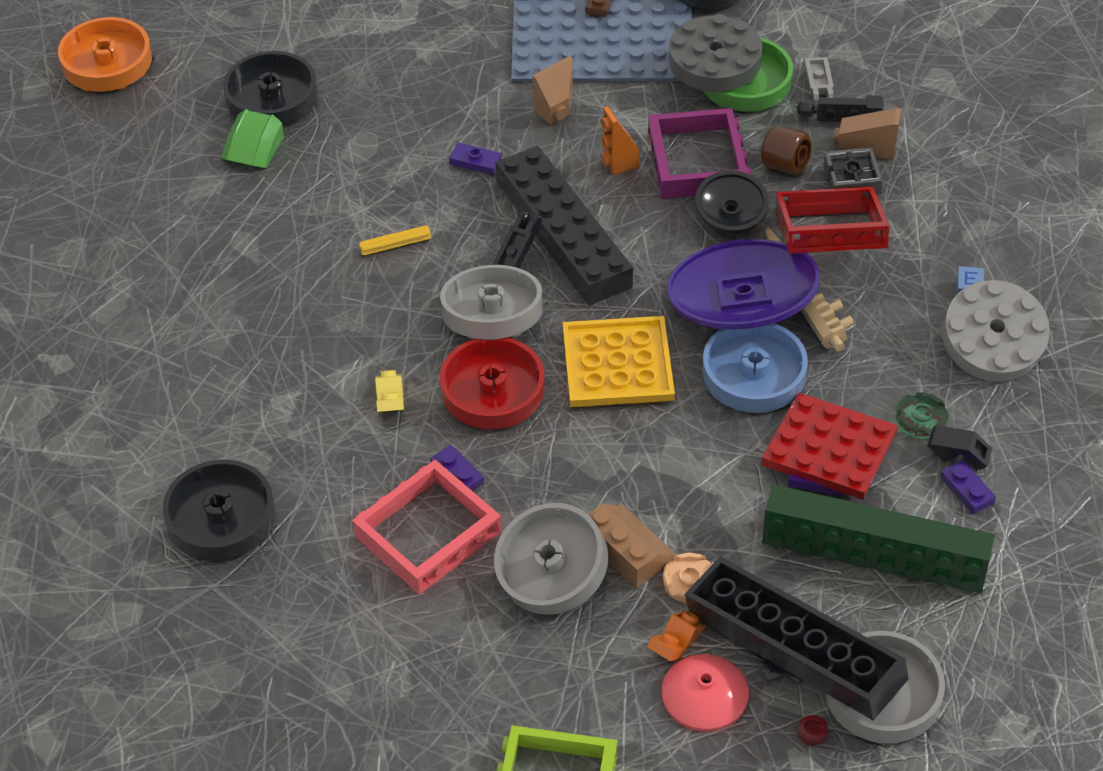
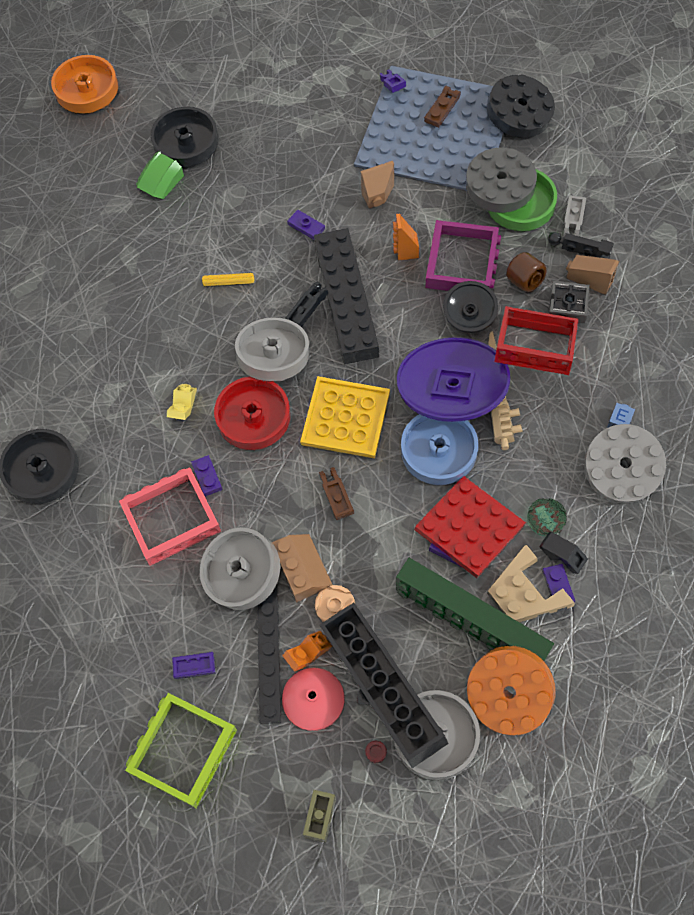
camera: 20 degrees right, 15 degrees up
(529, 691) = (193, 665): none -> dark purple plate
(629, 662) = (269, 660): none -> black plate
(641, 450) = (336, 495): none -> reddish brown hinge
(924, 501) = (518, 596): none -> tan wing
(967, 574) = (500, 708): none -> orange piece

